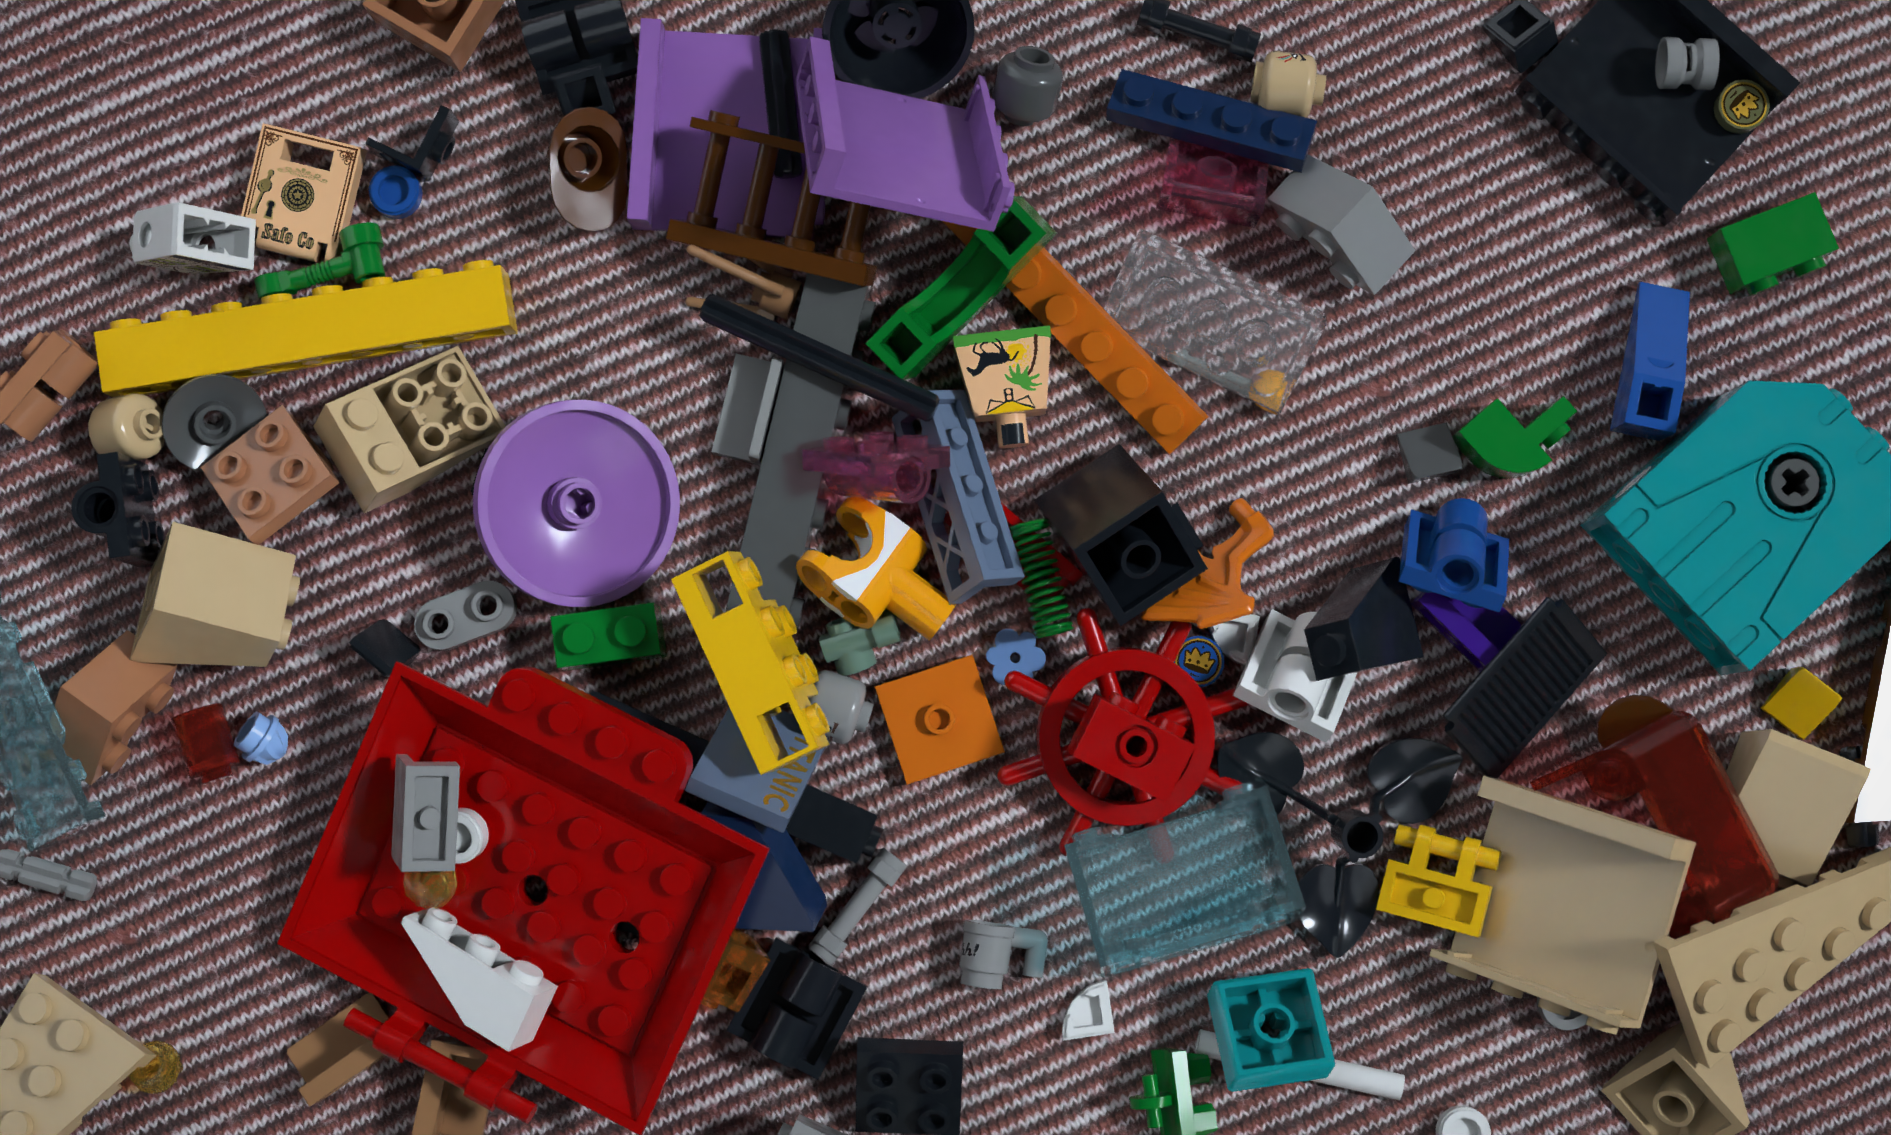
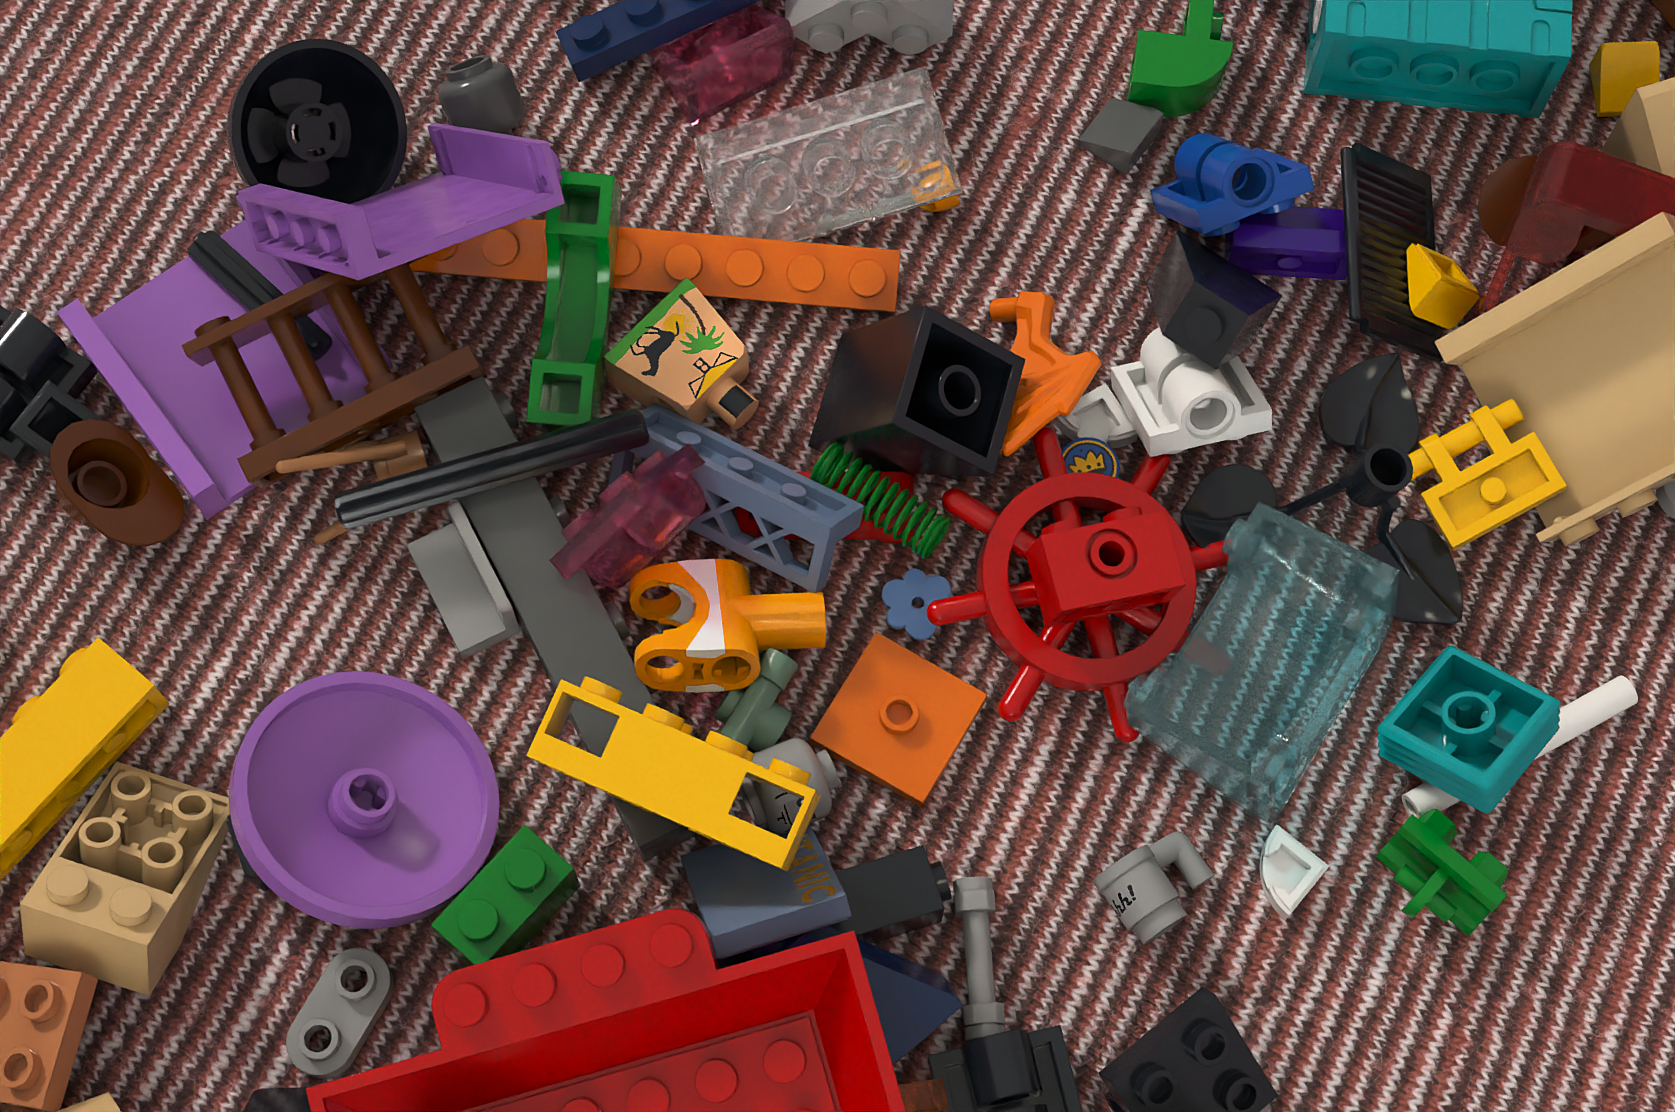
camera: 45 degrees left, 15 degrees down
(1533, 735) = (1438, 287): none -> yellow slope

